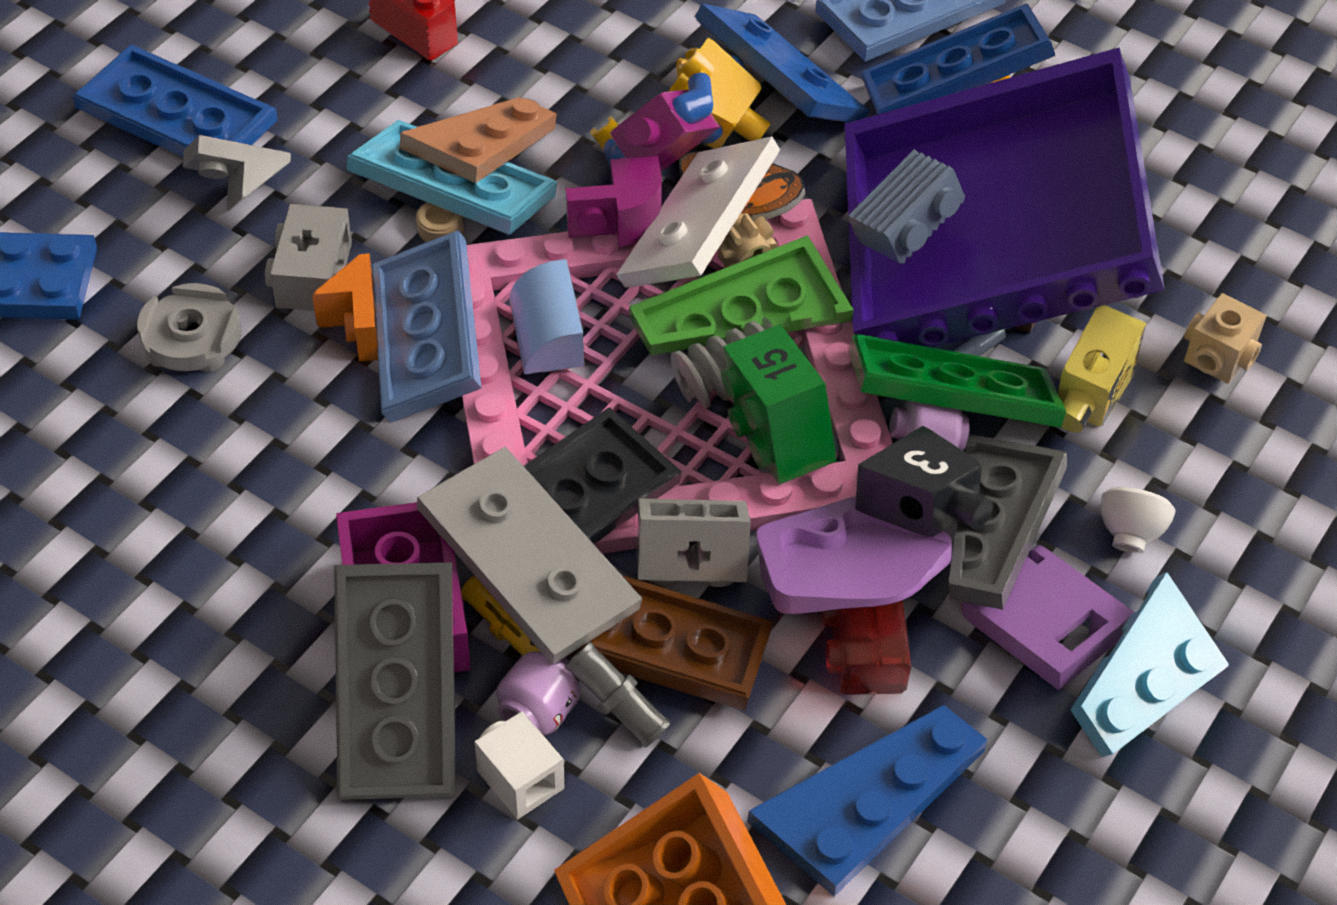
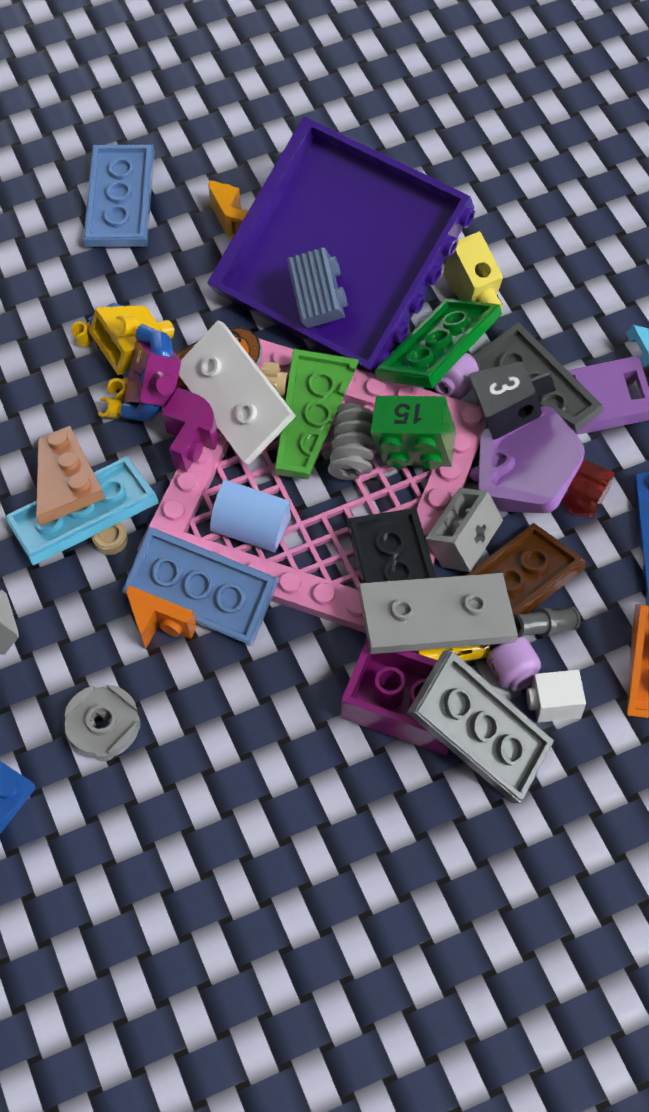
camera: 55 degrees left, 10 degrees up
(309, 252) = (95, 623): light grey brick -> none
(781, 64) = (126, 287): blue plate -> none
(960, 61) = (205, 202): blue plate -> none
(1135, 517) = (574, 320): white brick -> none
(1221, 347) = (491, 207): tan brick -> none

